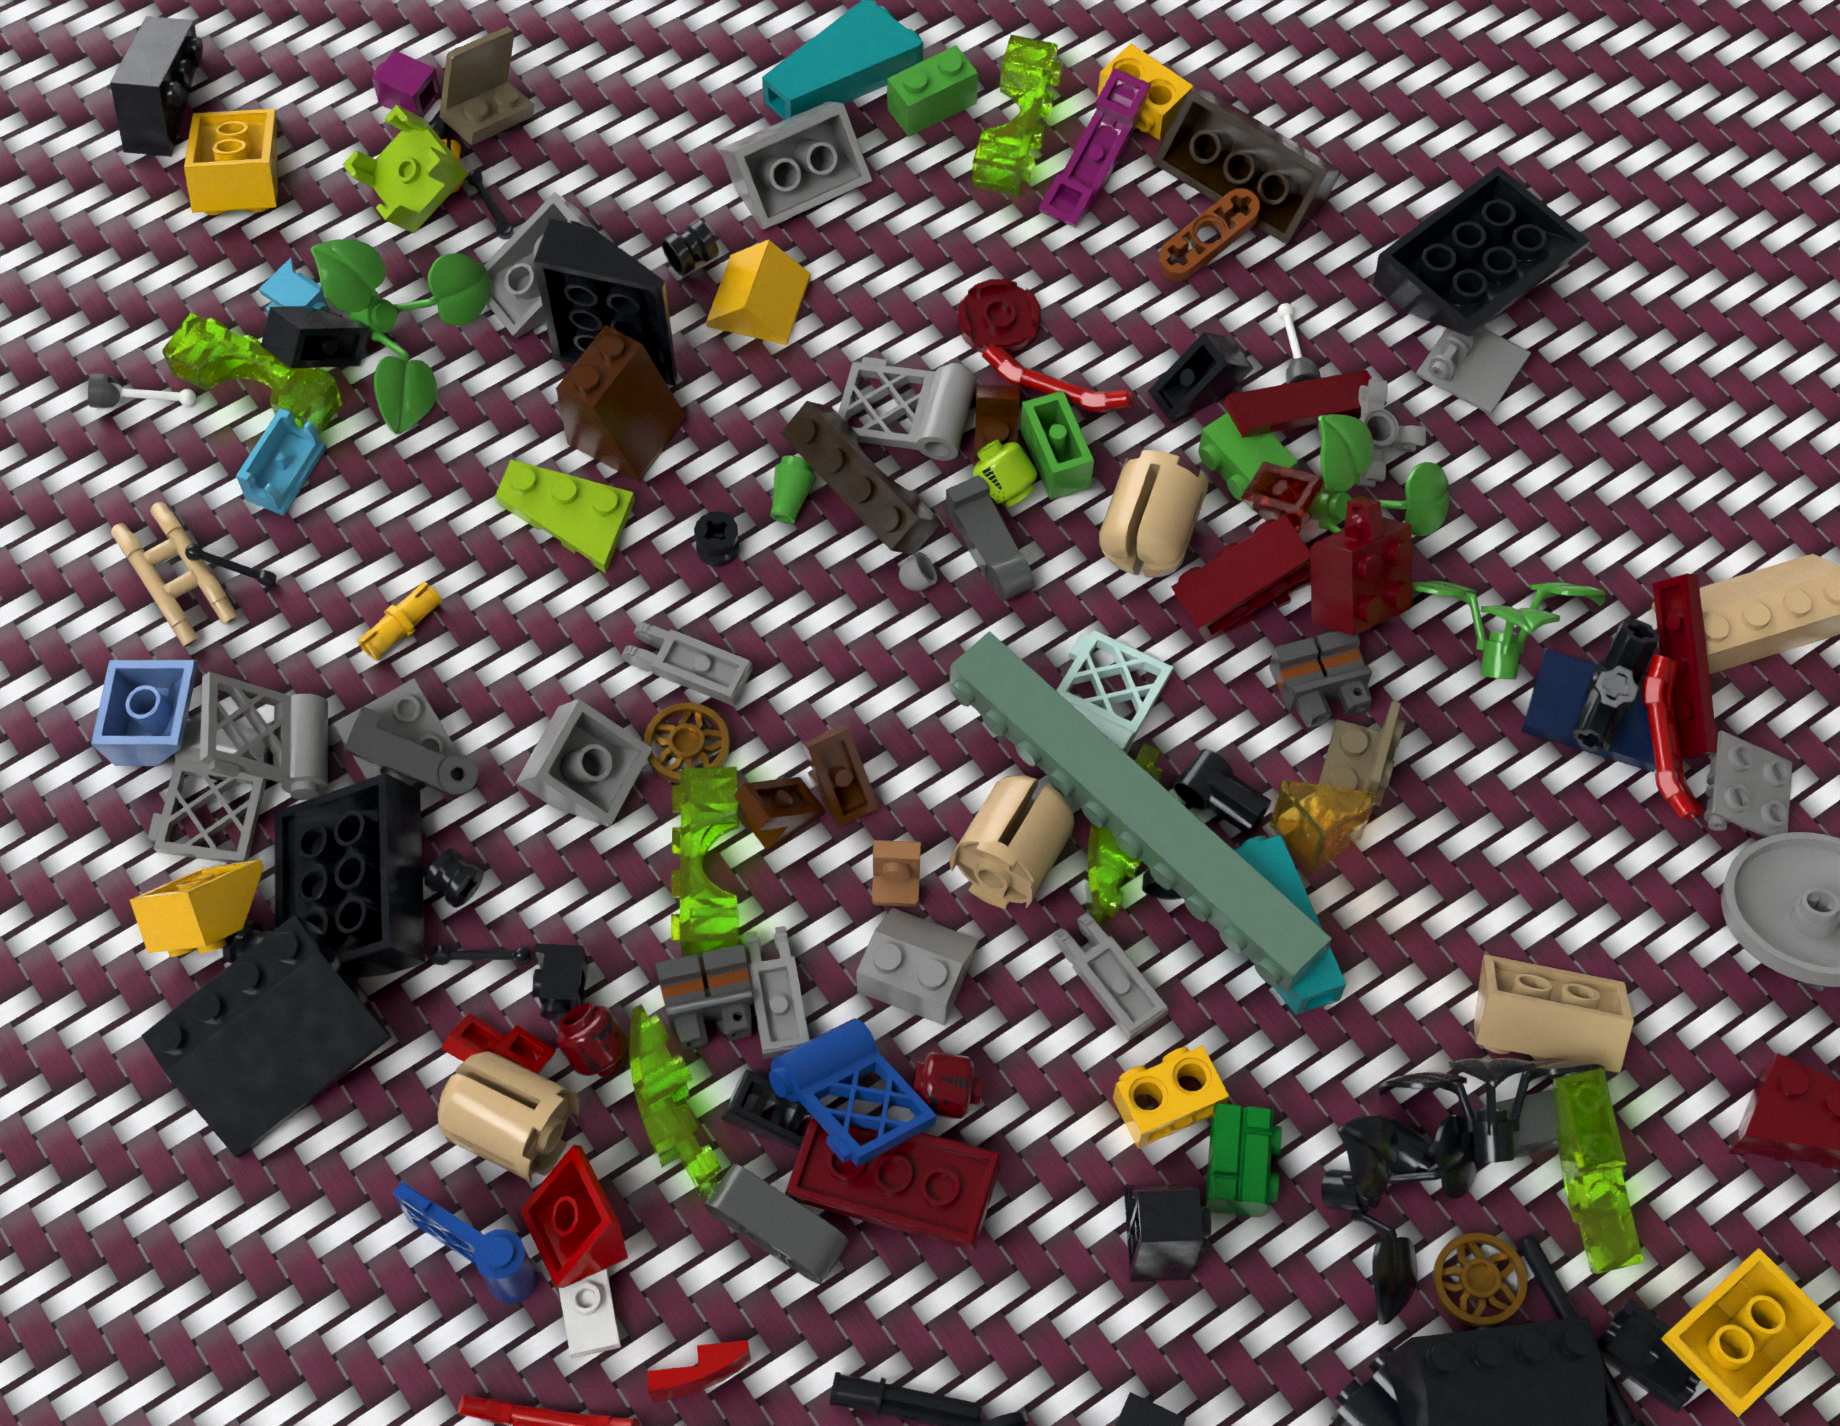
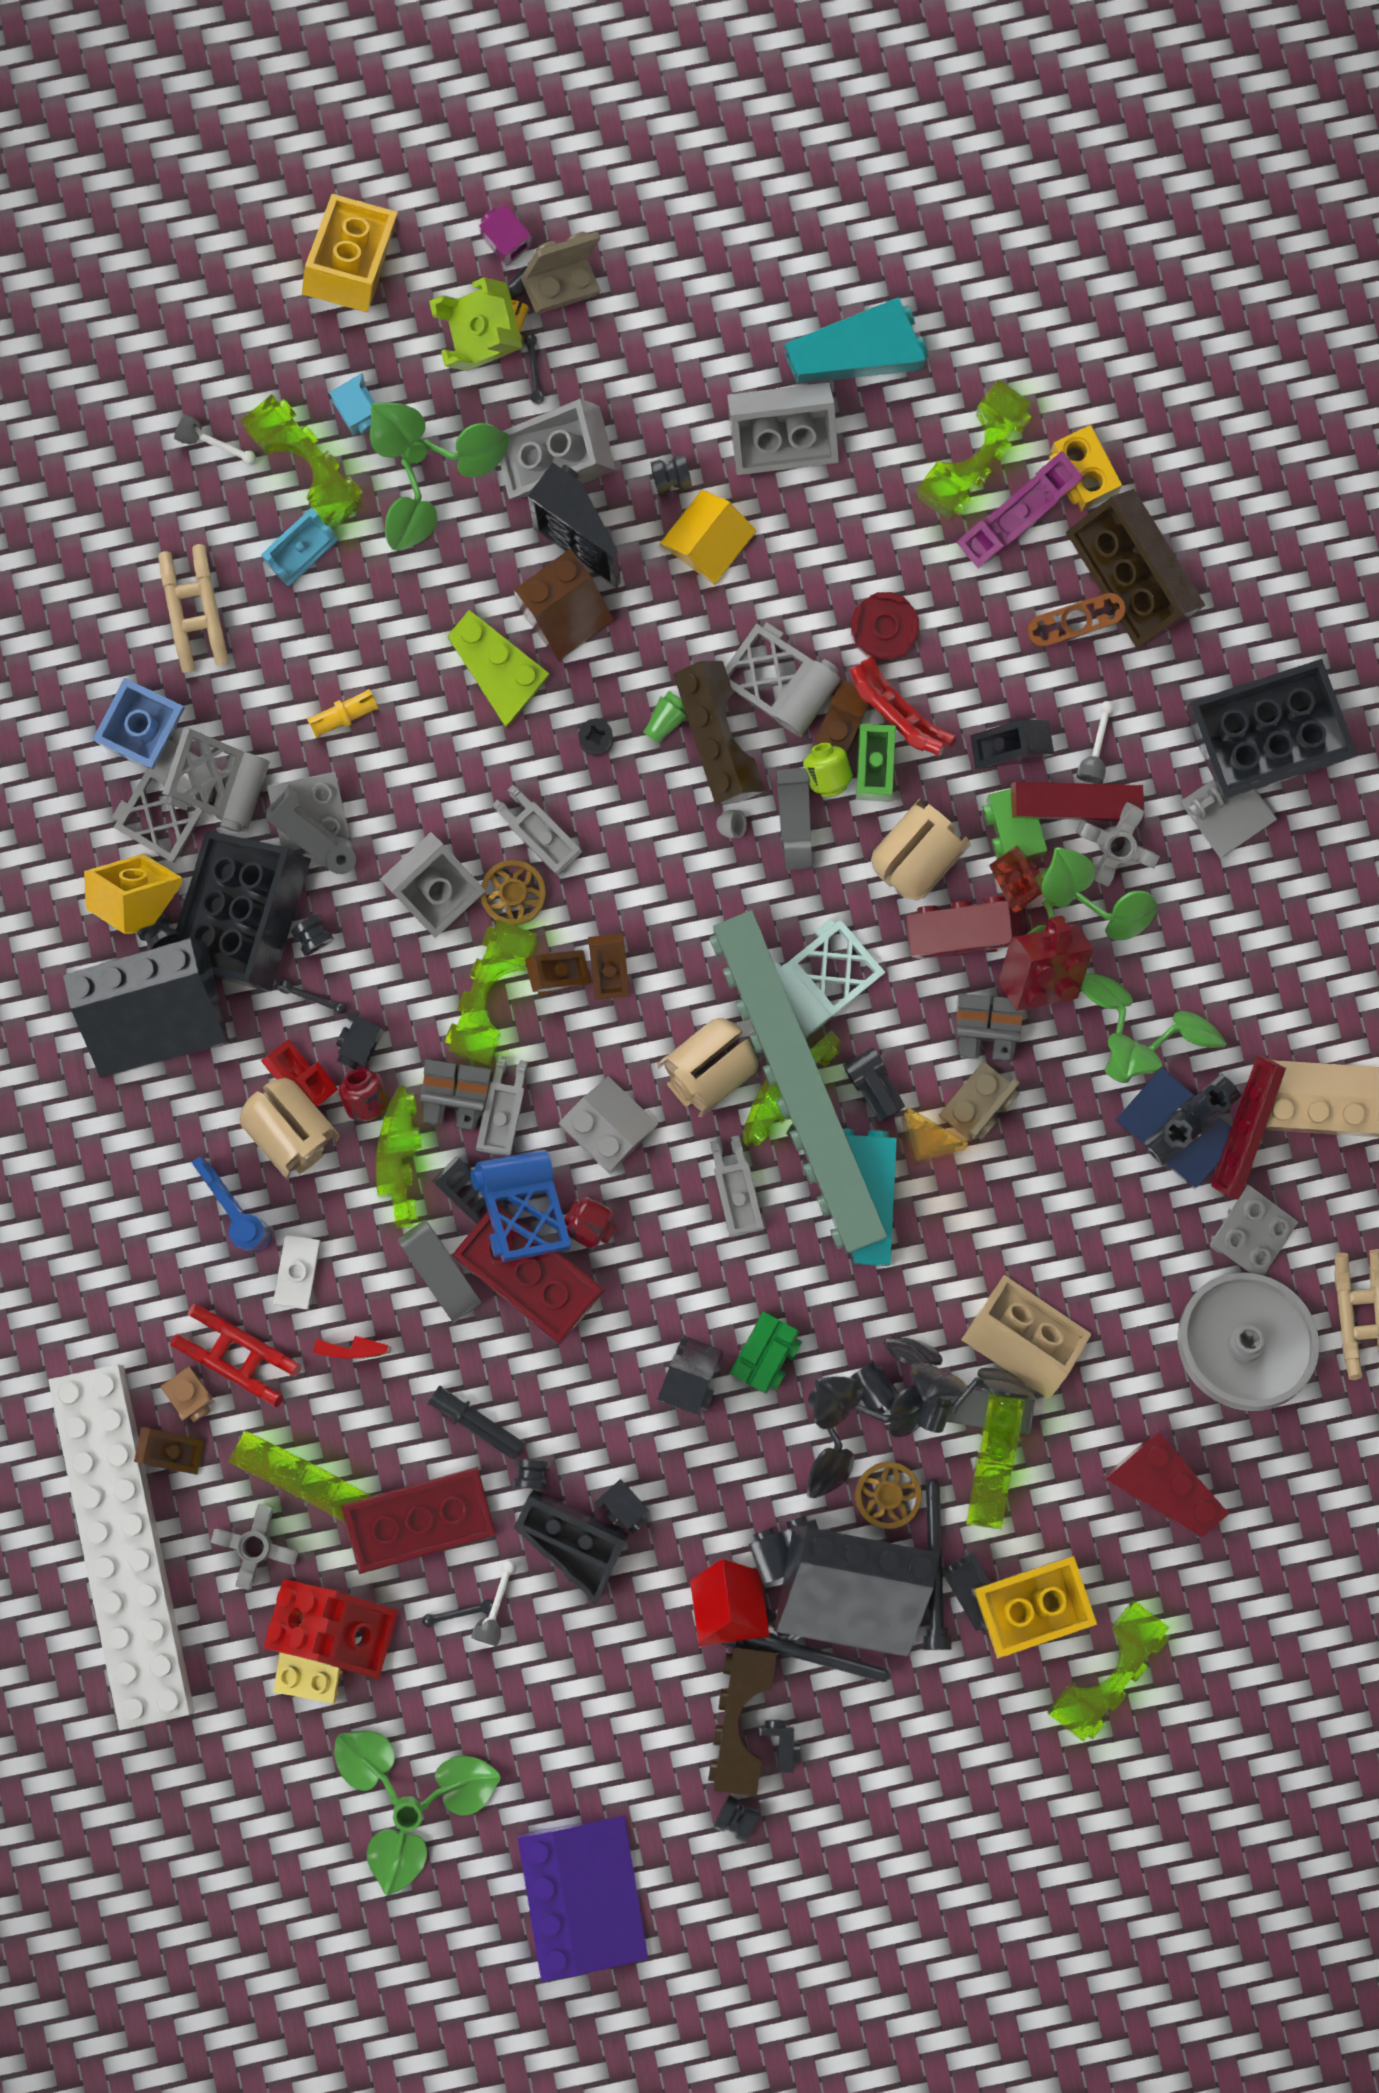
camera: 25 degrees right, 20 degrees up
(155, 84) = (311, 158): black wedge -> none
(264, 577) = (212, 604): black hinge -> none
(313, 338) = (349, 454): black slope -> none
(573, 1222) = (304, 1218): red slope -> none
(896, 873) = (617, 1057): medium nougat bracket -> none
(932, 90) = (916, 402): bright green brick -> none
(1176, 1105) = (738, 1299): yellow brick -> none
(1670, 776) = (1204, 1178): red piece -> none

